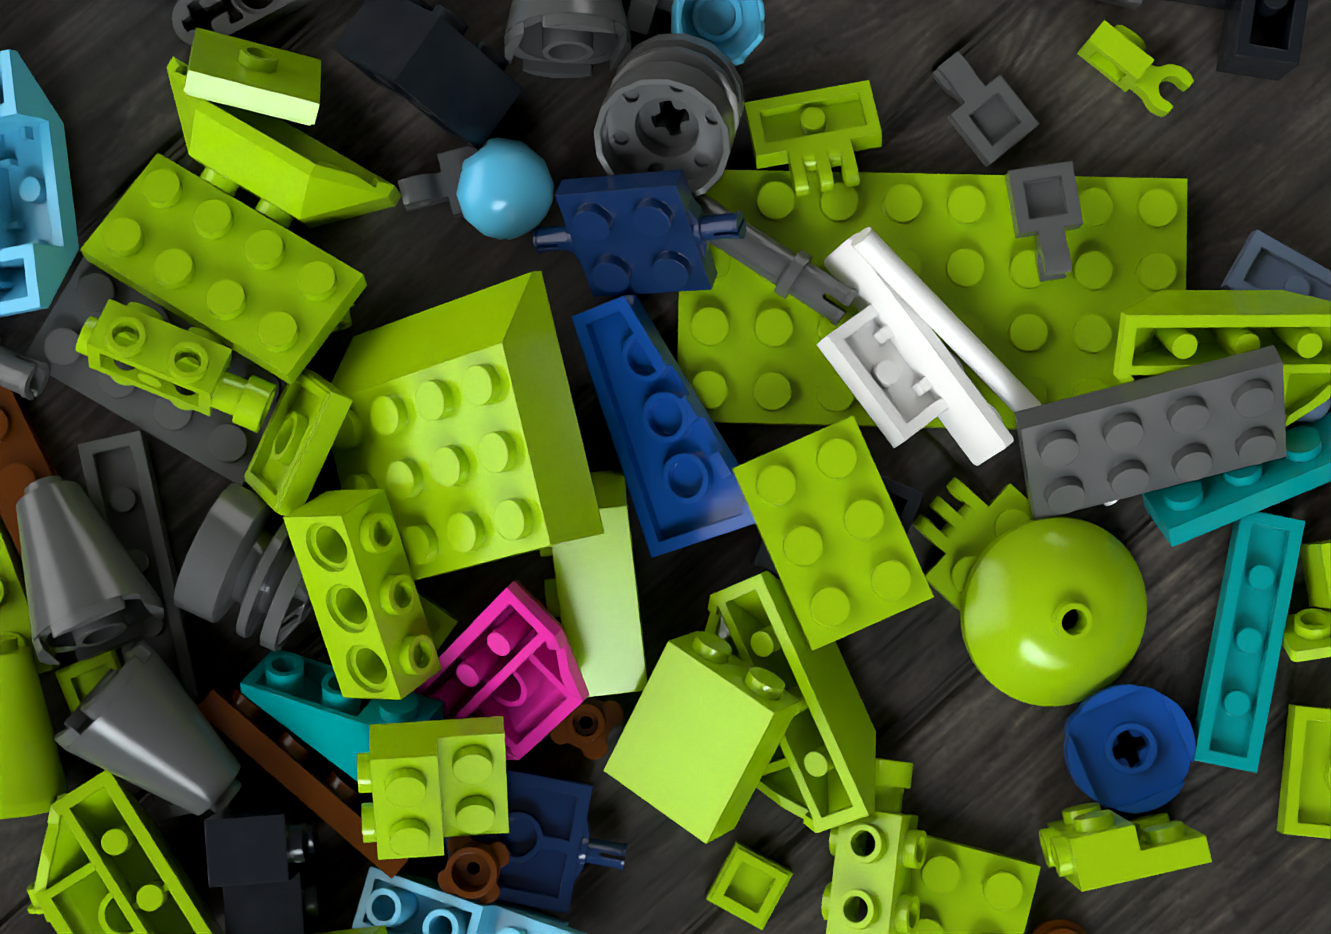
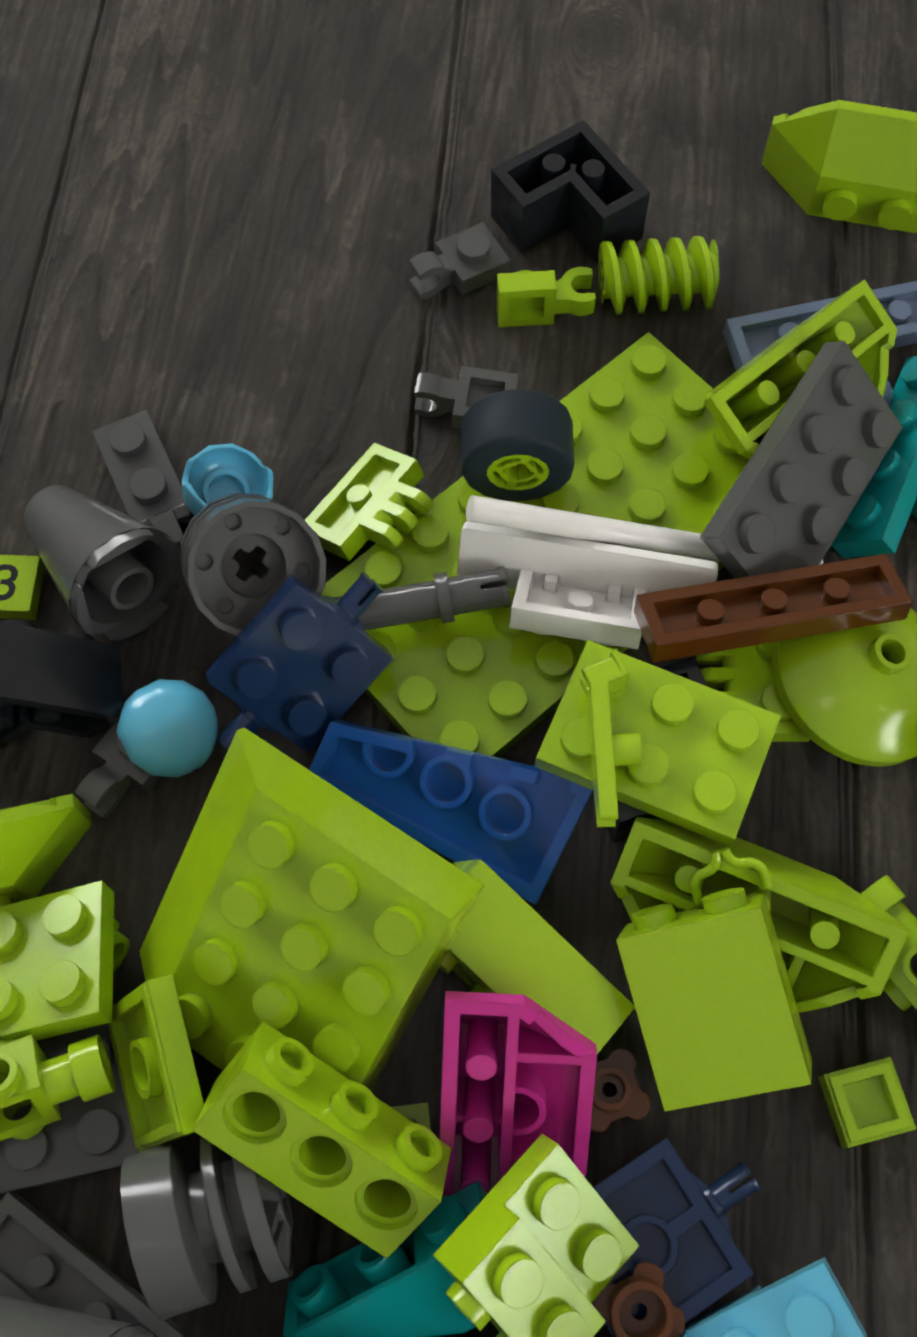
camera: 40 degrees left, 20 degrees down
(780, 513) = (607, 749): none -> lime piece
(798, 662) = (714, 865): none -> lime piece
(959, 204) = (517, 445): none -> black wheel
(1016, 511) = (771, 607): none -> reddish brown plate
(1045, 206) = (592, 414): dark grey plate -> none
(1245, 136) = (658, 273): none -> lime piece

